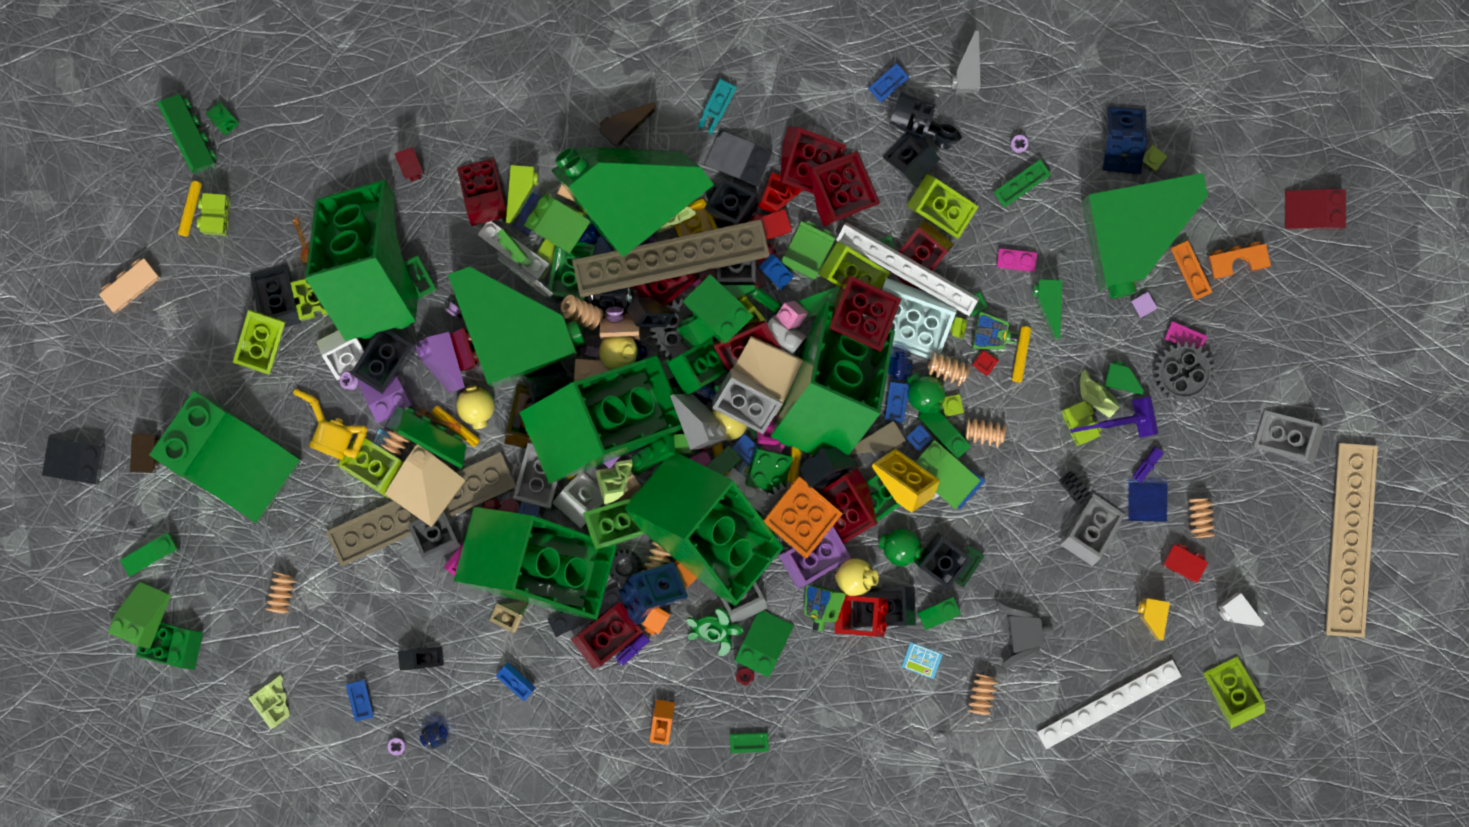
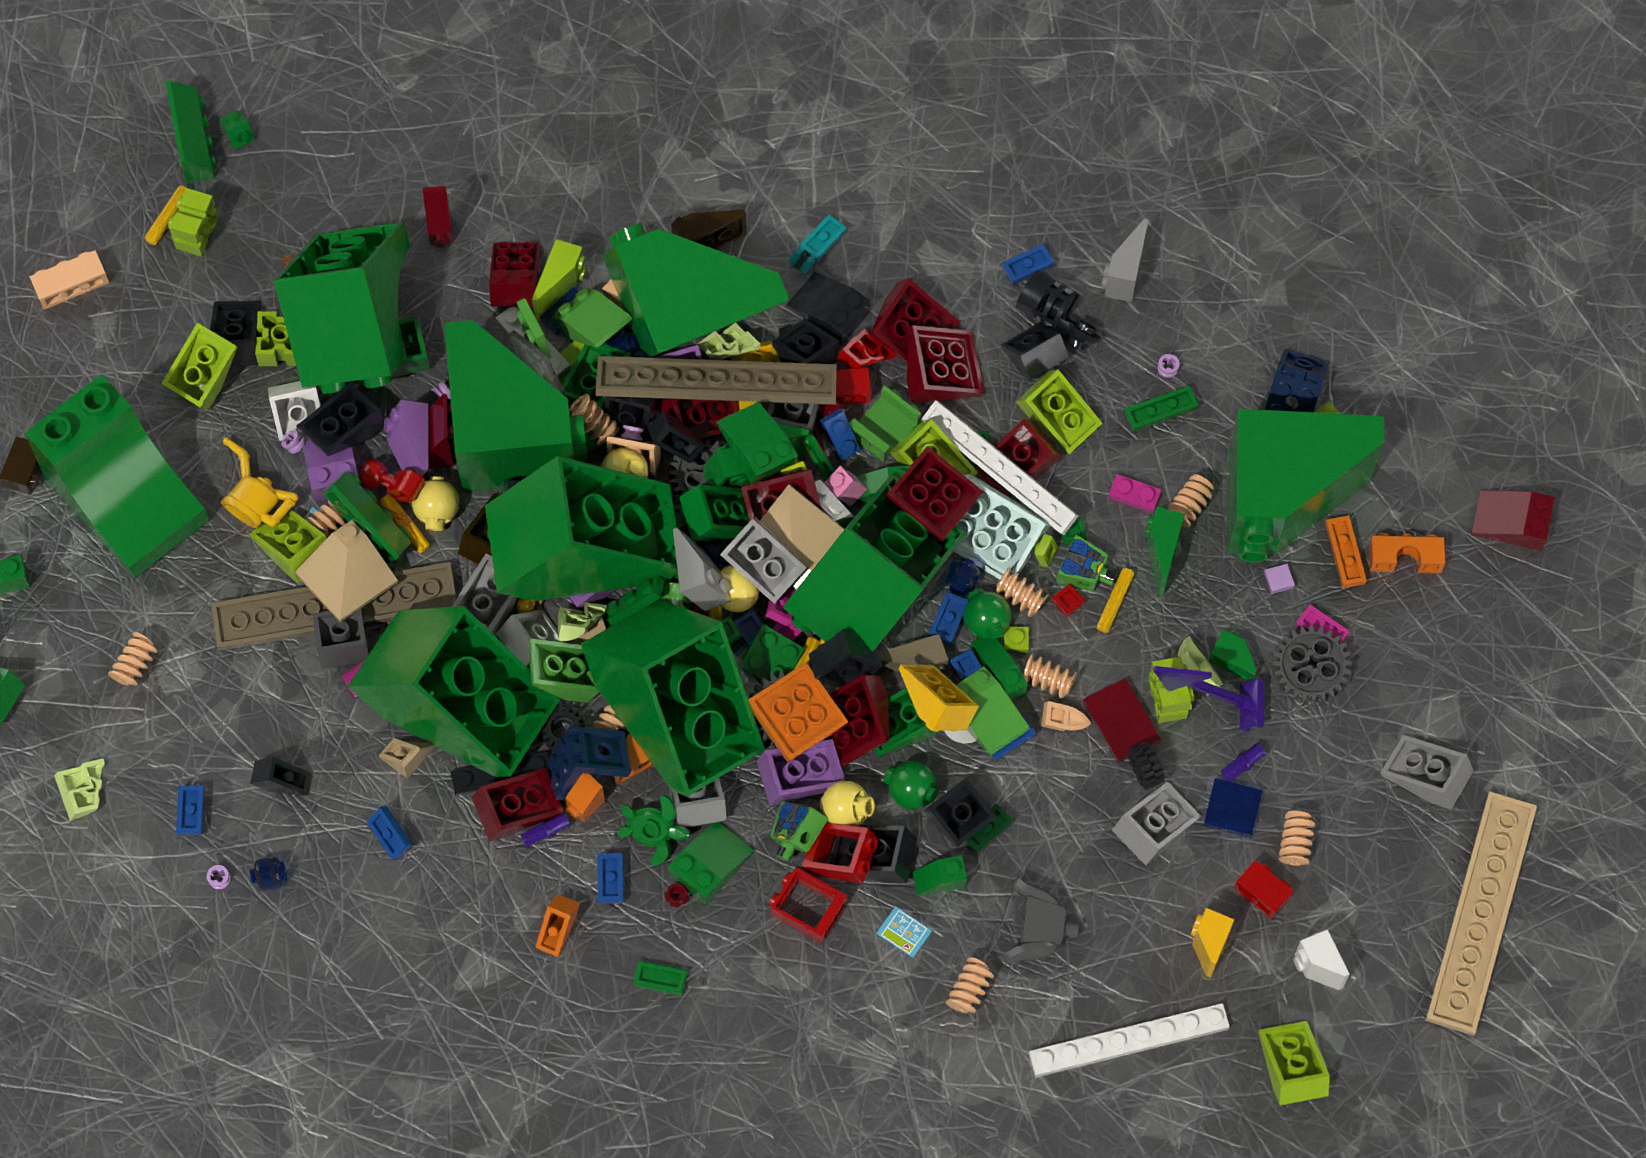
camera: 15 degrees right, 20 degrees down
(446, 401) = (402, 486): none -> red beam
(691, 675) = (610, 878): none -> blue plate
(864, 665) = (789, 882): none -> red window
(1003, 462) = (1063, 717): none -> light nougat plate
(1048, 452) = (1120, 719): none -> dark red tile
(1061, 259) = (1191, 497): none -> light nougat piece

